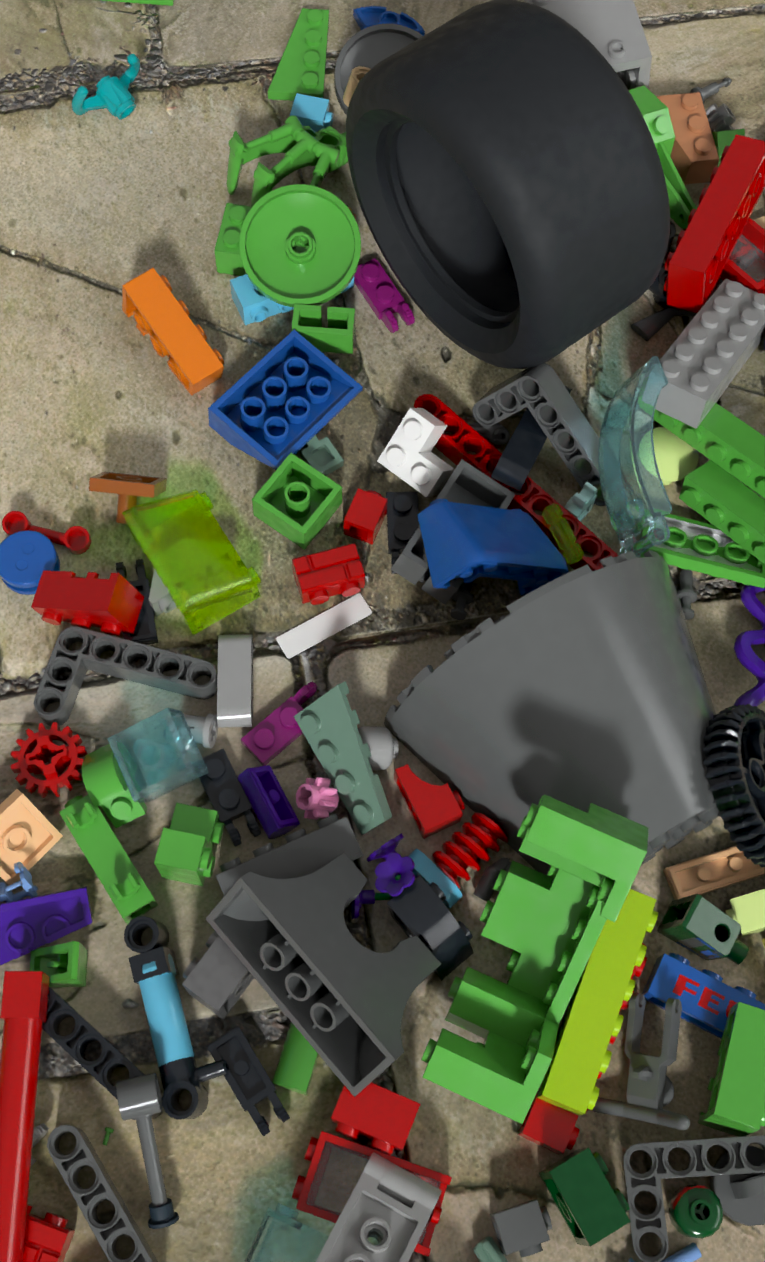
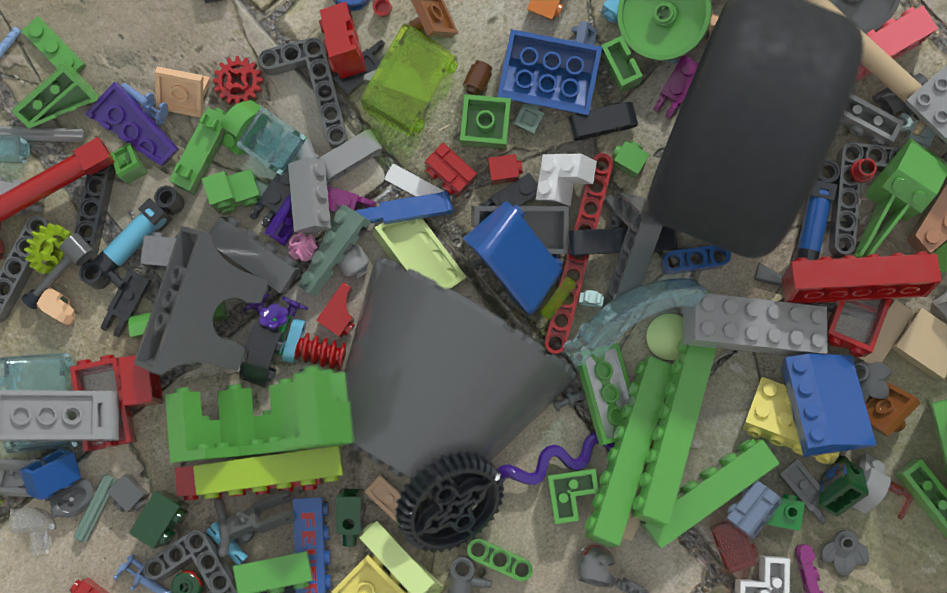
camera: 65 degrees right, 15 degrees up
(109, 1142) = (46, 247): none -> lime gear
(195, 1181) = (57, 306): none -> light nougat rock
(236, 484) = (477, 78): none -> reddish brown brick
(257, 347) = (585, 33): none -> sand blue tile
(259, 747) = (309, 195): none -> light grey brick
(349, 641) = (409, 208): none -> blue piece
(377, 382) = (603, 121): none -> black beam
(384, 666) = (418, 248): none -> yellowish green slope
(438, 379) = (629, 158): none -> bright green brick
(598, 368) = (685, 264): none -> blue beam
(649, 1130) = (235, 551): none -> medium azure pin

